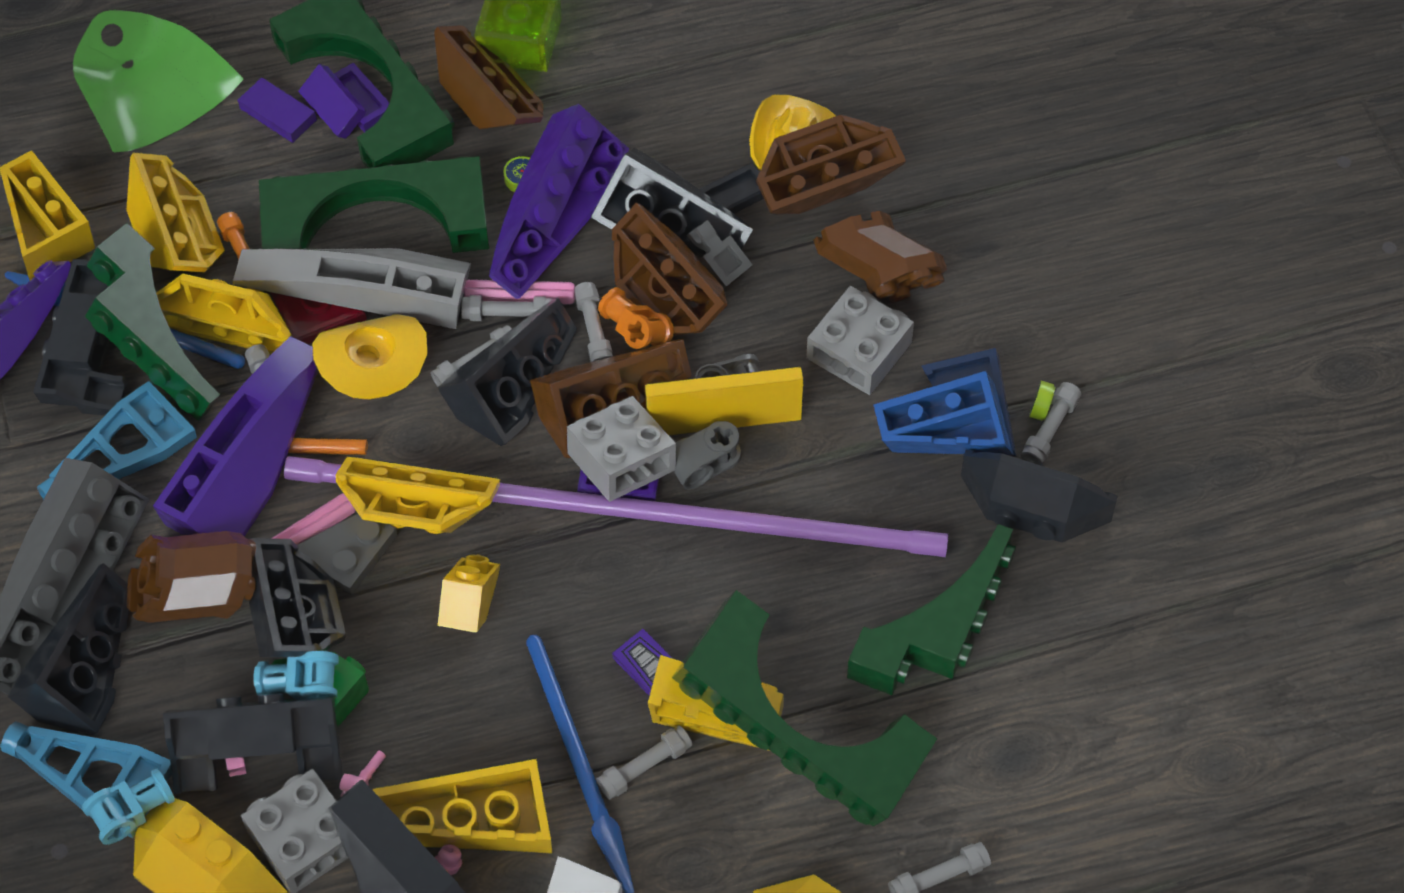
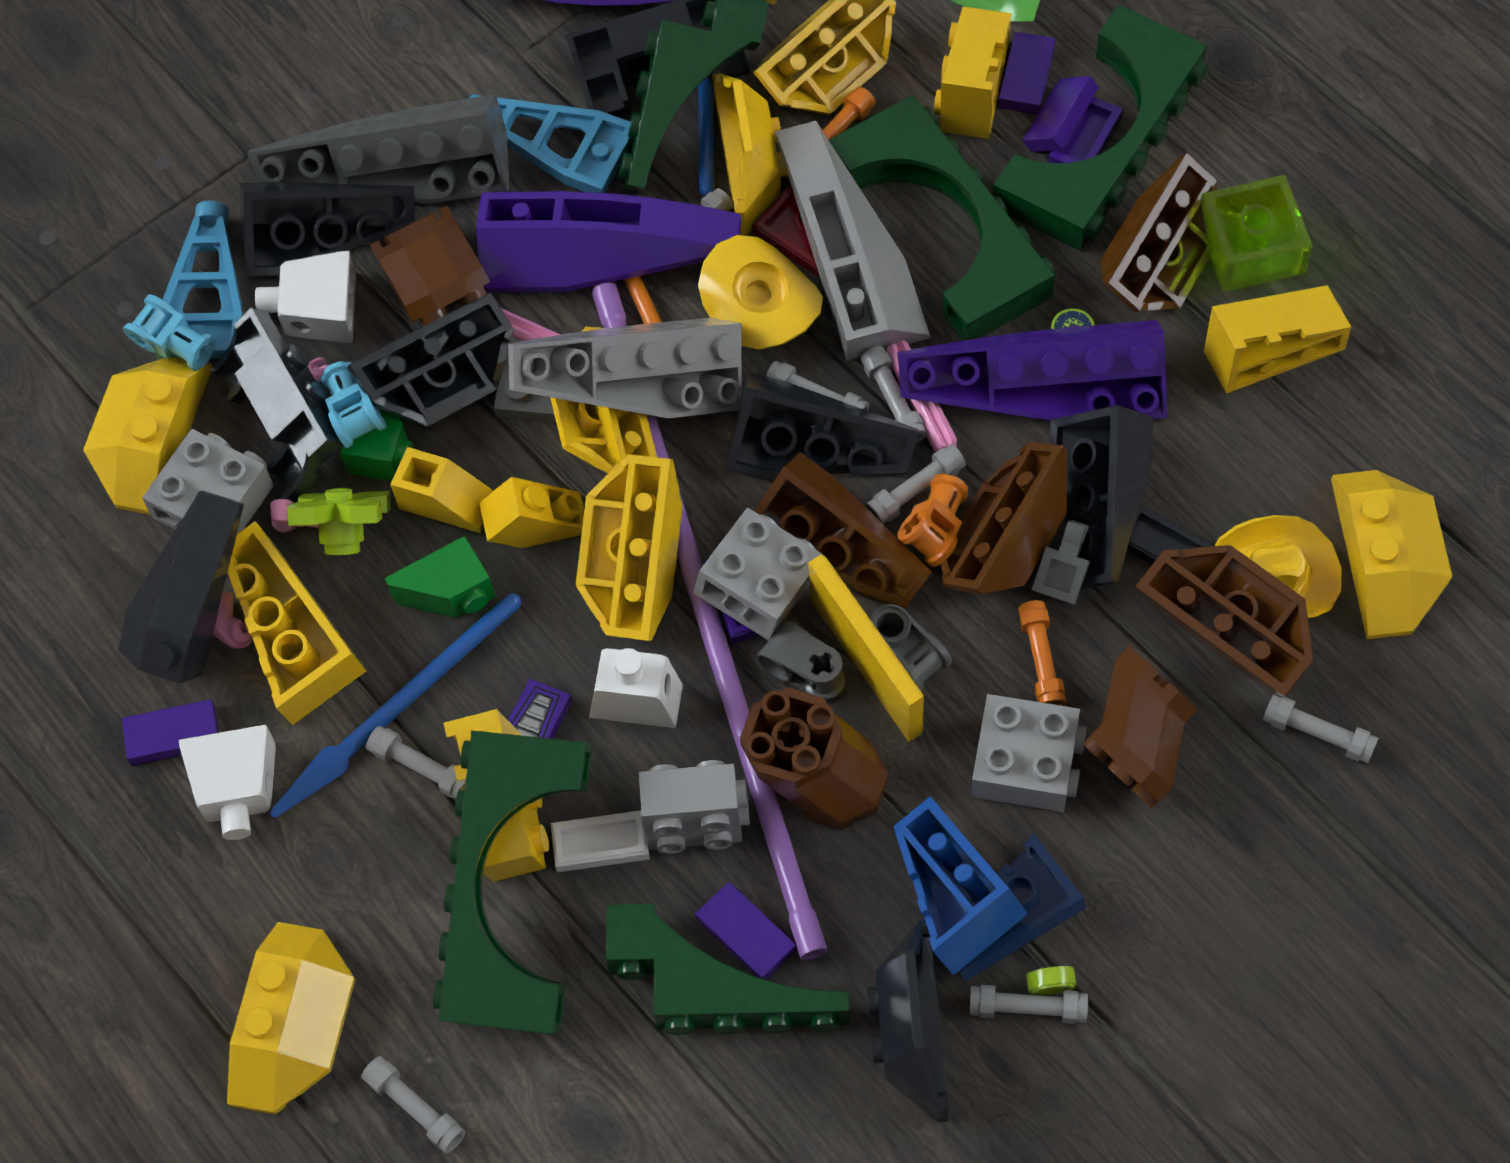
camera: 70 degrees right, 5 degrees up
(157, 681) = (314, 297): none -> white torso
(259, 135) = (973, 72): none -> yellow wedge
(389, 732) = (339, 516): none -> lime plant
(401, 442) = (637, 368): none -> light grey wedge
(408, 651) = (439, 490): none -> yellow slope
(494, 679) = (443, 582): none -> green slope
(548, 526) = (631, 546): none -> yellow wedge
(607, 54) = (1273, 335): none -> yellow wedge
(673, 572) = (636, 688): none -> white torso
(749, 295) = (1035, 622): none -> orange bar
(781, 653) = (599, 841): none -> white tile
(796, 569) = (693, 806): none -> light grey brick
(797, 471) = (813, 758): none -> reddish brown brick
(811, 64) = (1391, 550): none -> yellow wedge
(904, 585) = (745, 932): none -> dark purple tile
(949, 148) = (1358, 744): none -> light grey bar

